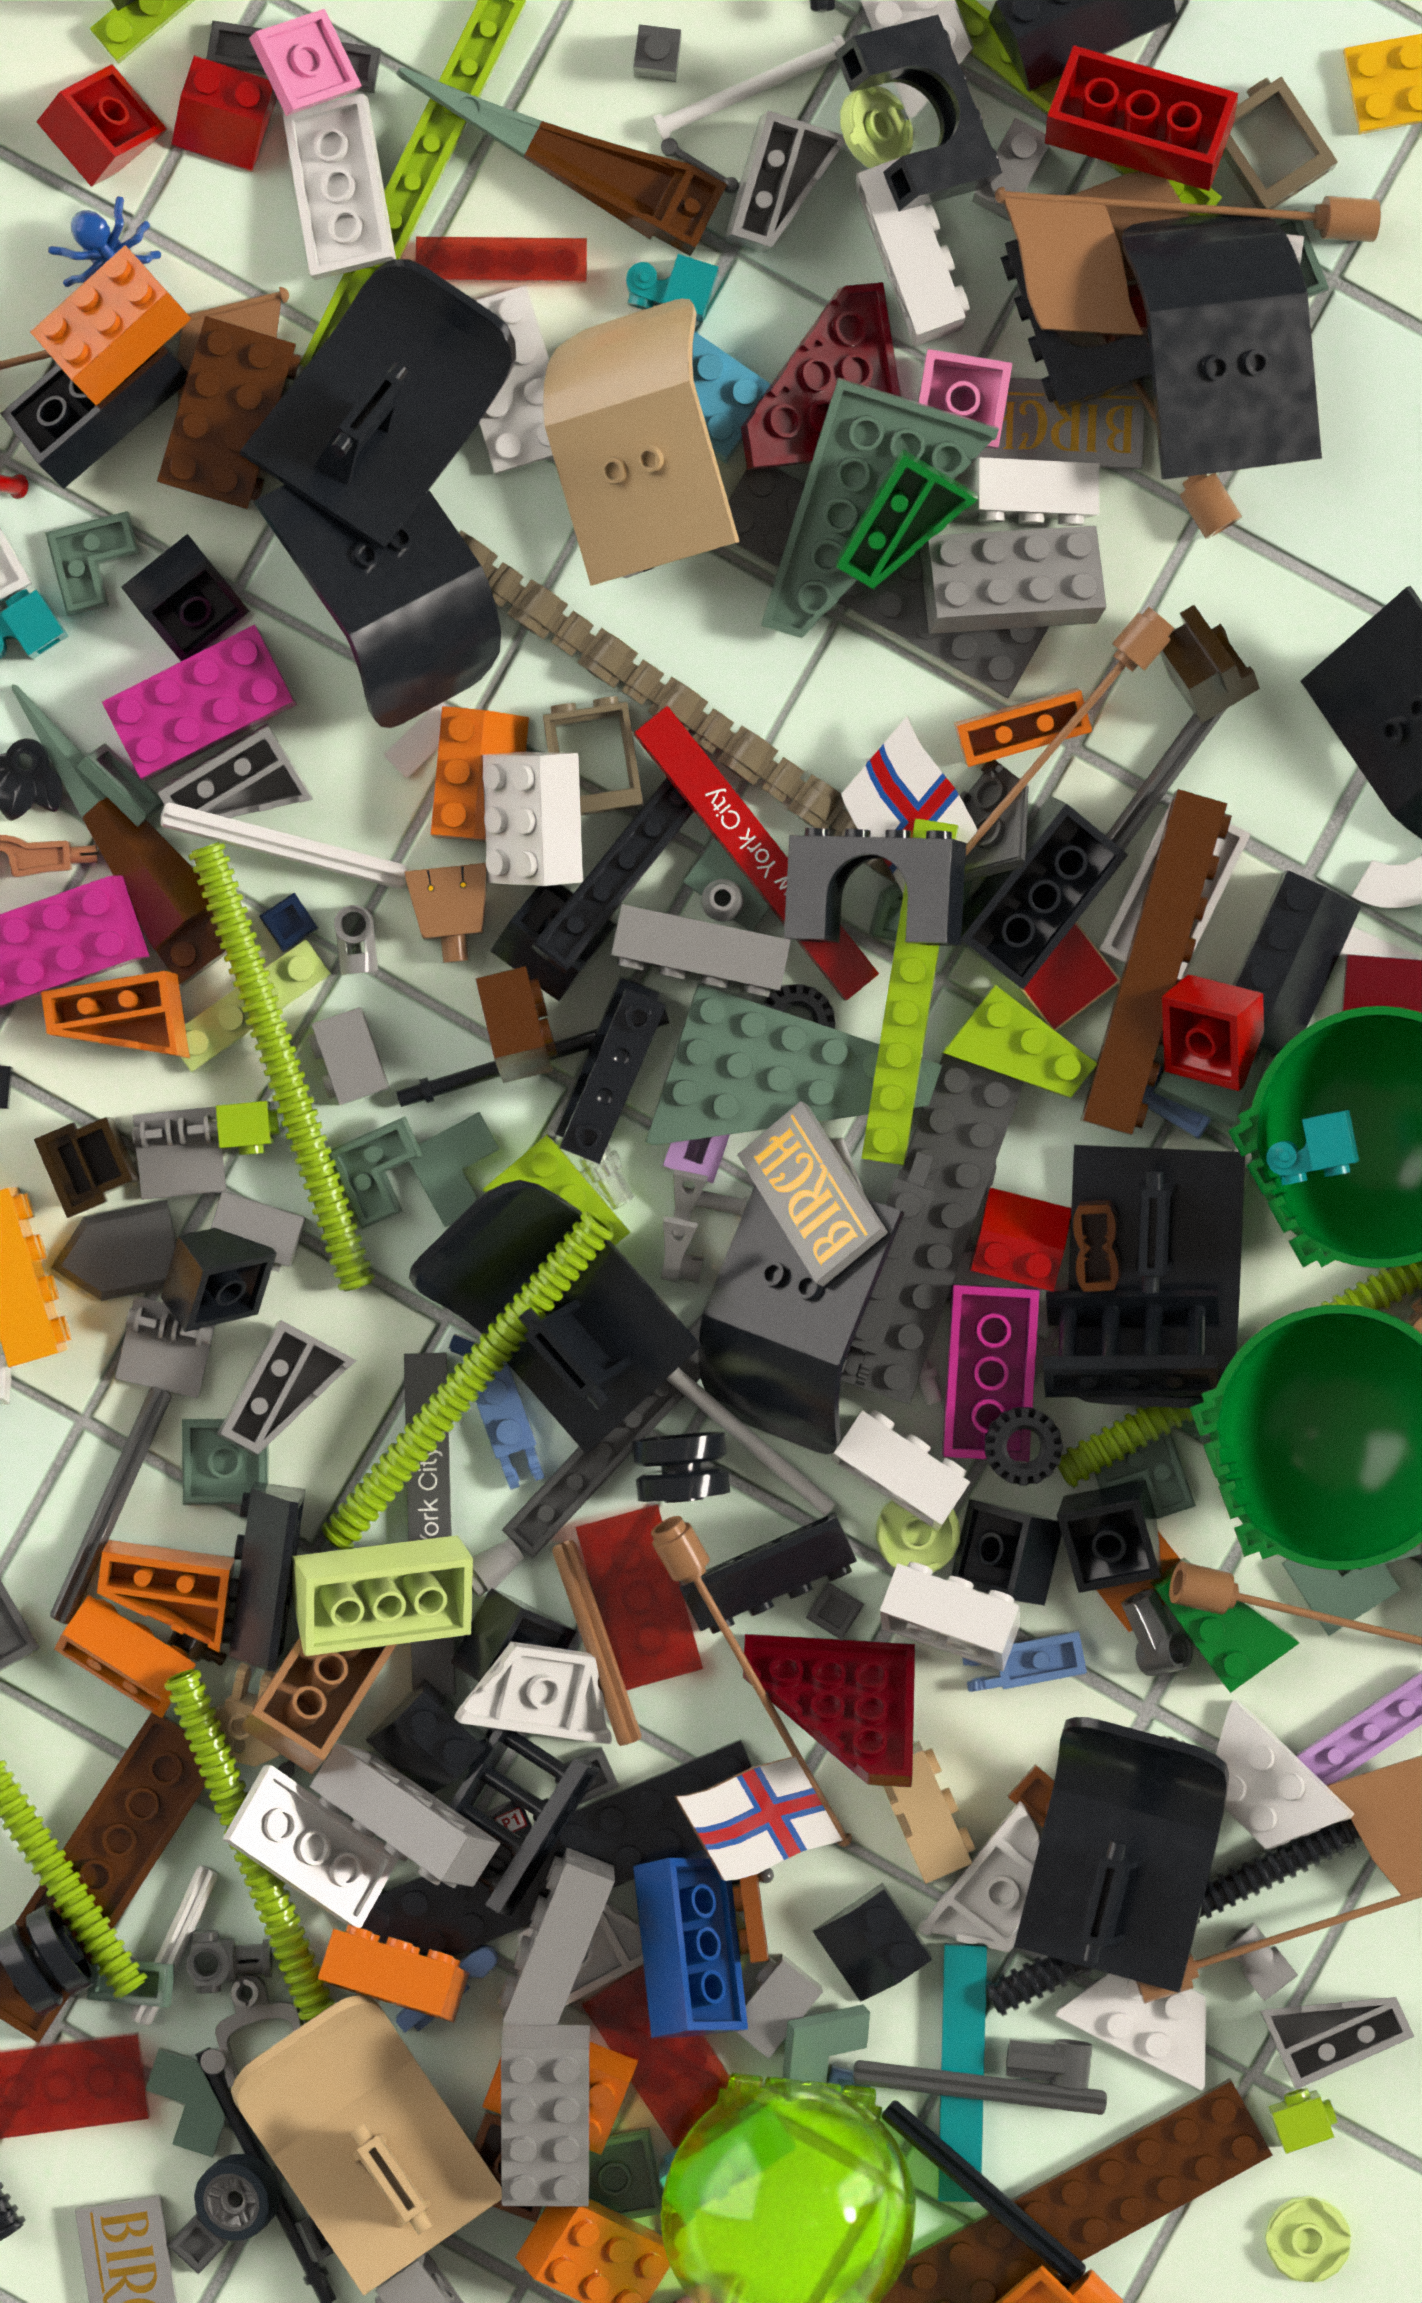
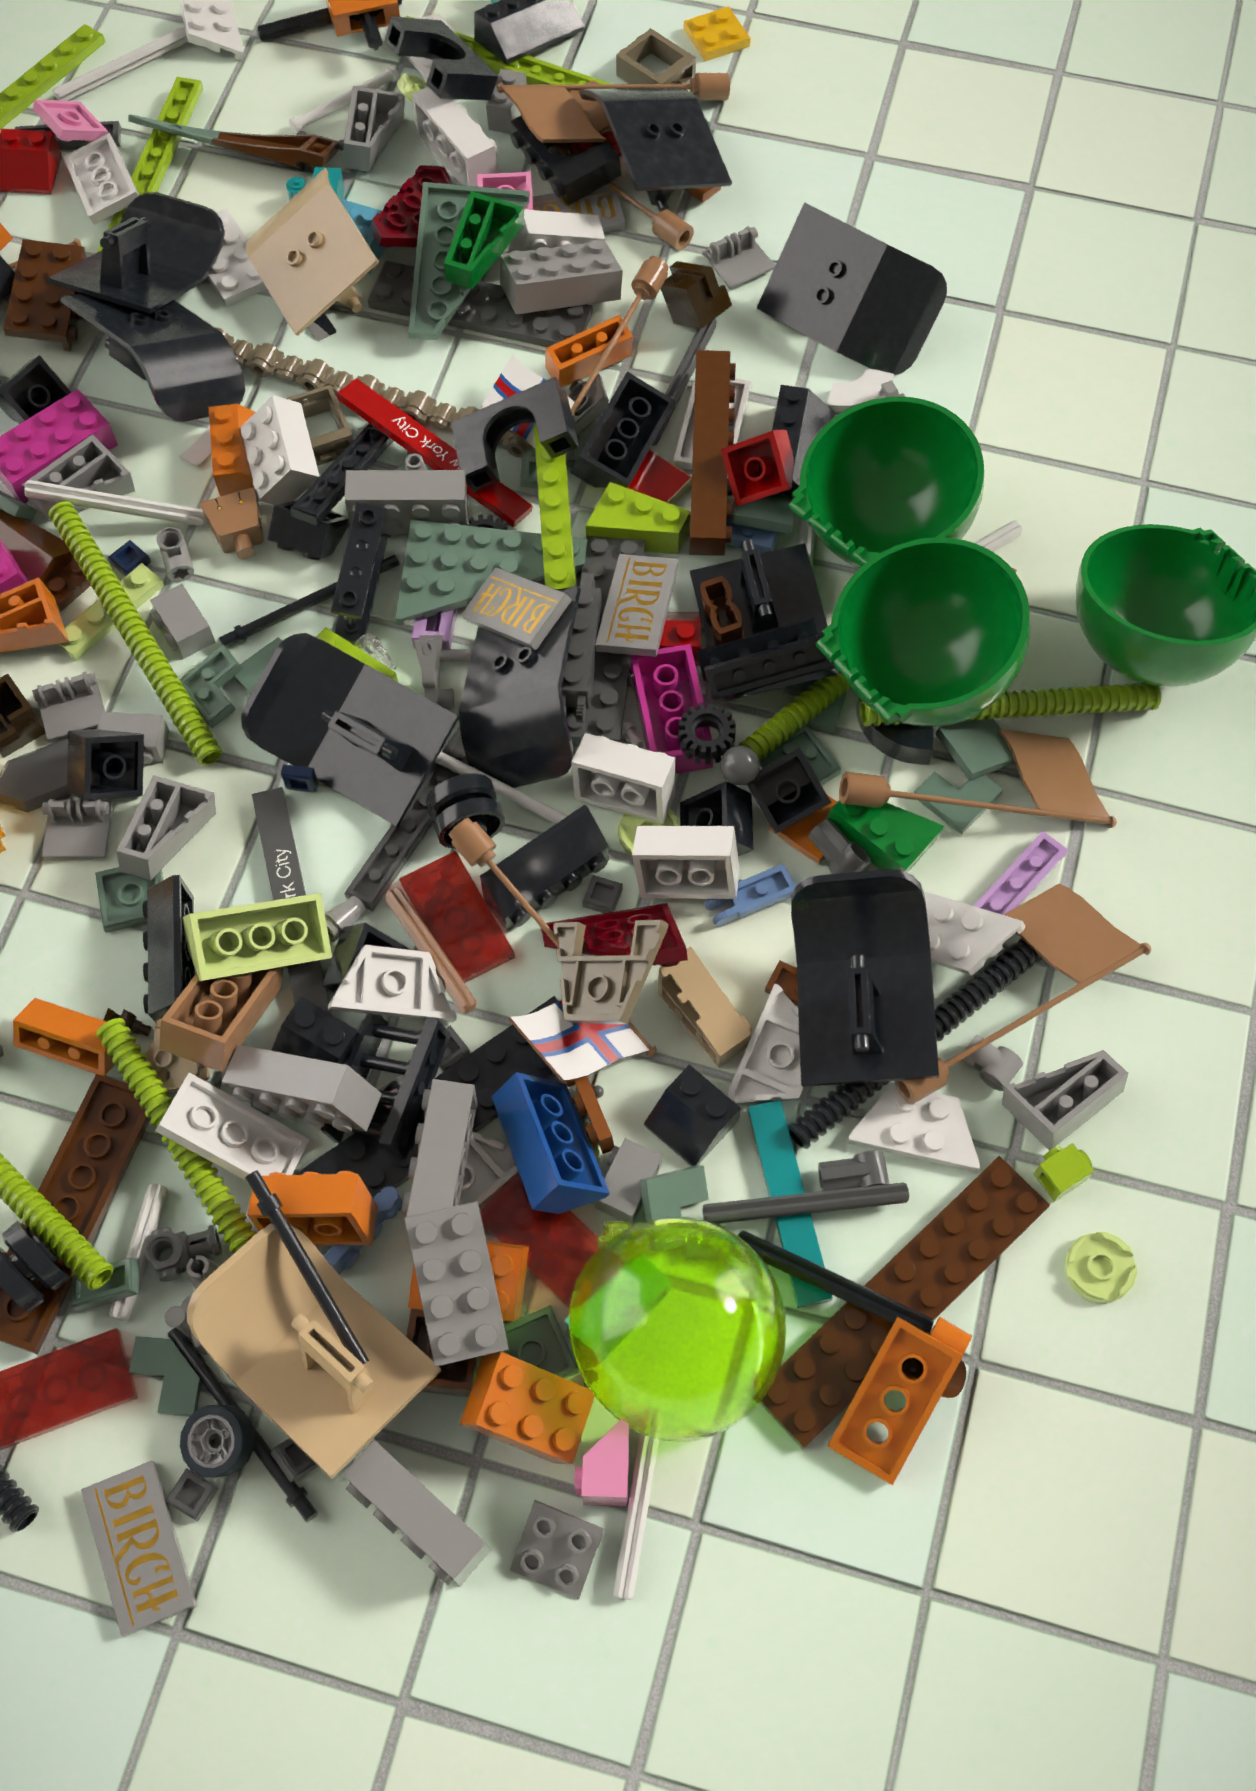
camera: 10 degrees left, 25 degrees down
(110, 1505) = (51, 932): dark grey axle -> none
(170, 1586) = (97, 978): orange wedge -> none
(247, 1126) = (115, 676): lime brick -> none
(348, 1986) = (270, 1206): none -> black bar
(465, 1383) = (298, 782): lime piece -> none
(504, 259) = (225, 195): clear red plate -> none
(508, 1425) = (334, 823): medium blue hinge -> none
(512, 1017) = (291, 567): reddish brown brick -> none
(657, 52) = (284, 89): dark grey brick -> none
(795, 1782) = (605, 986): none -> dark tan wing
(983, 1211) = (637, 605): none -> light grey tile
(1054, 1504) = (740, 765): none -> dark grey piece
(1141, 118) = (573, 45): red brick -> none
(1298, 582) = (738, 257): none -> light grey hinge
(1328, 1147) = (858, 492): teal brick -> none

